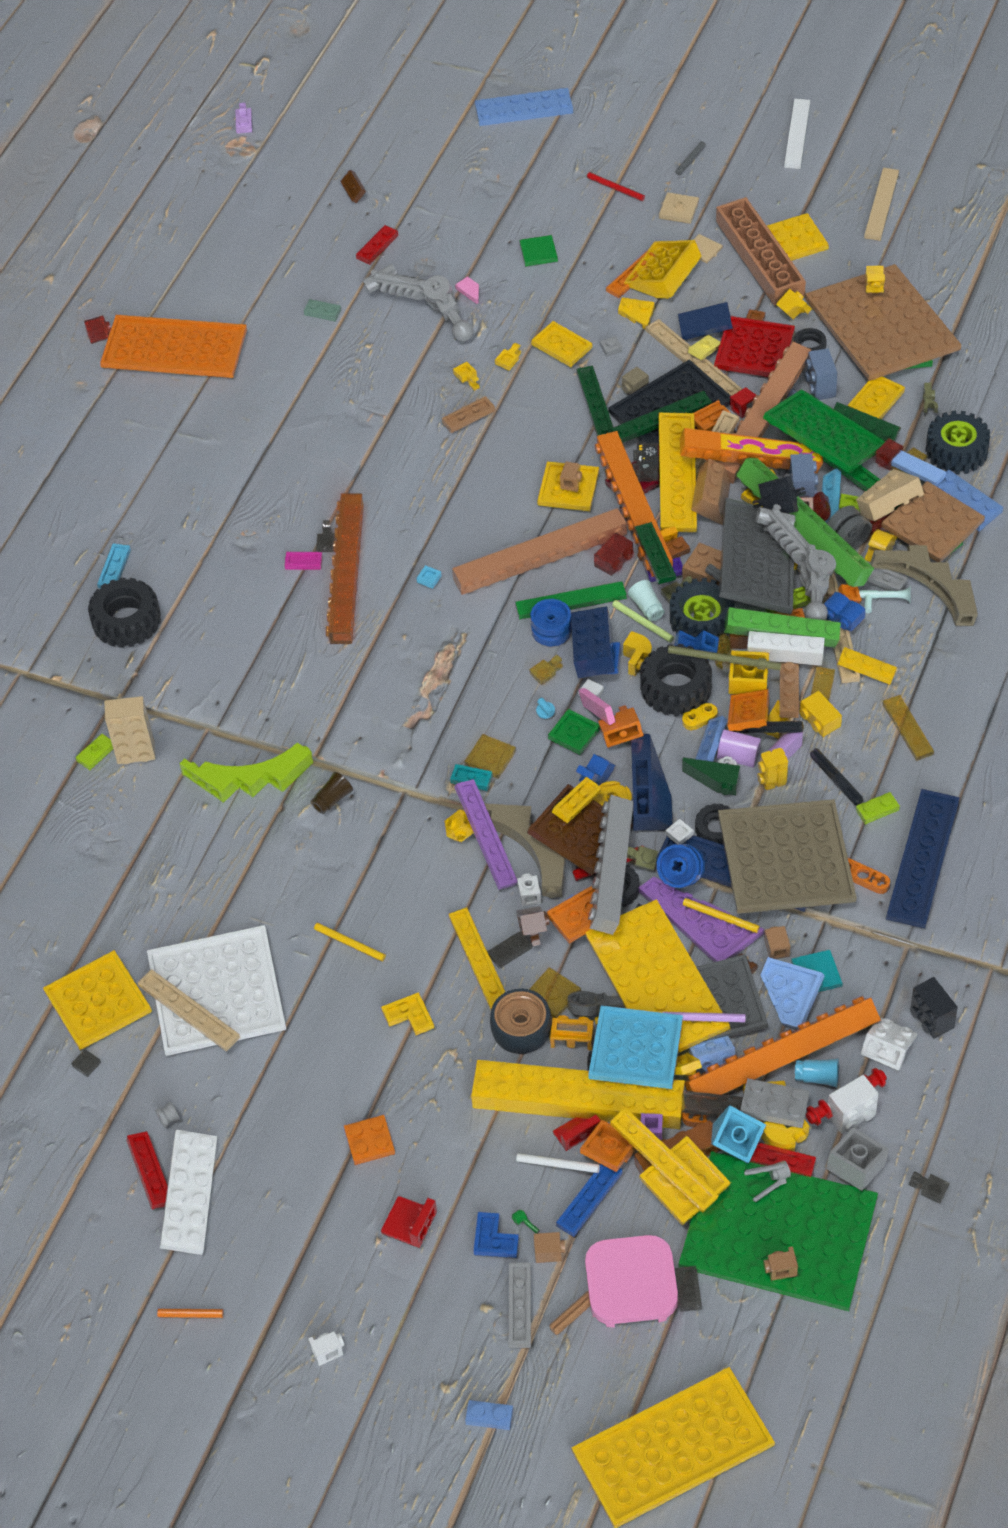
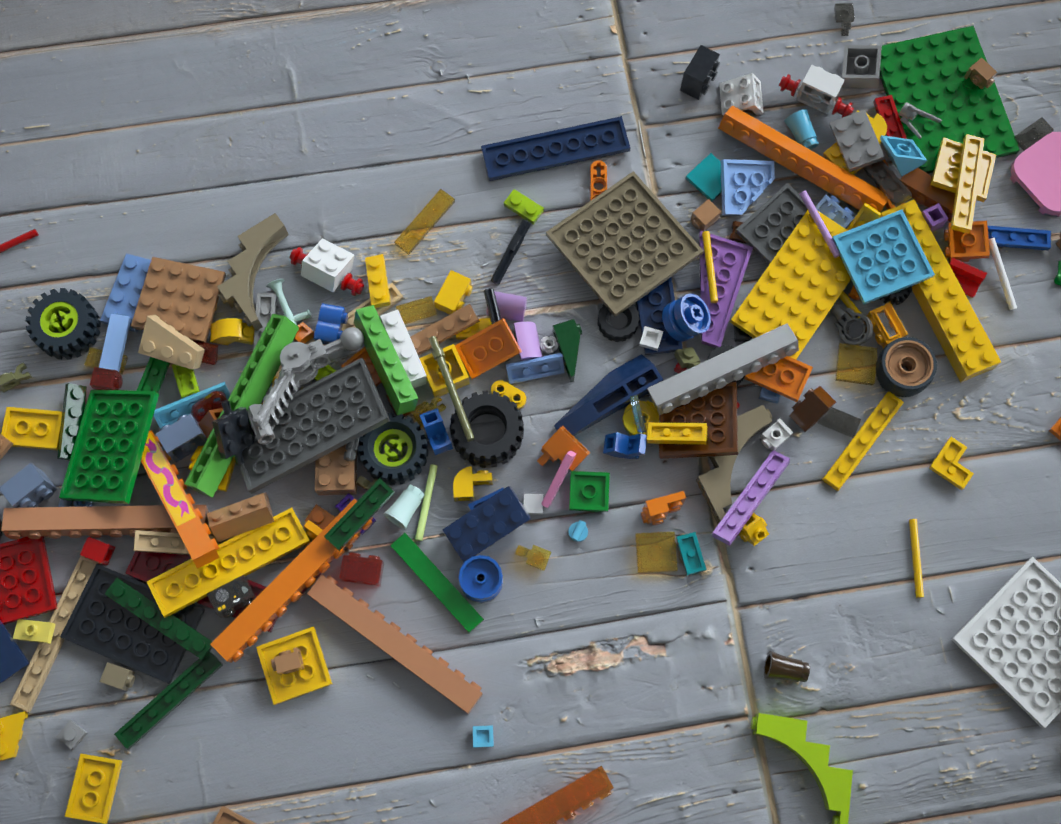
camera: 125 degrees left, 20 degrees up
(522, 766) = (657, 509): none -> orange plate
(614, 781) = (637, 414): none -> clear light blue tile
(707, 417) = (138, 566): orange plate -> none
(773, 769) = (540, 296): yellow brick -> none
(851, 526) = (226, 364): dark grey wheel -> none
(900, 632) = (328, 267): none -> white brick

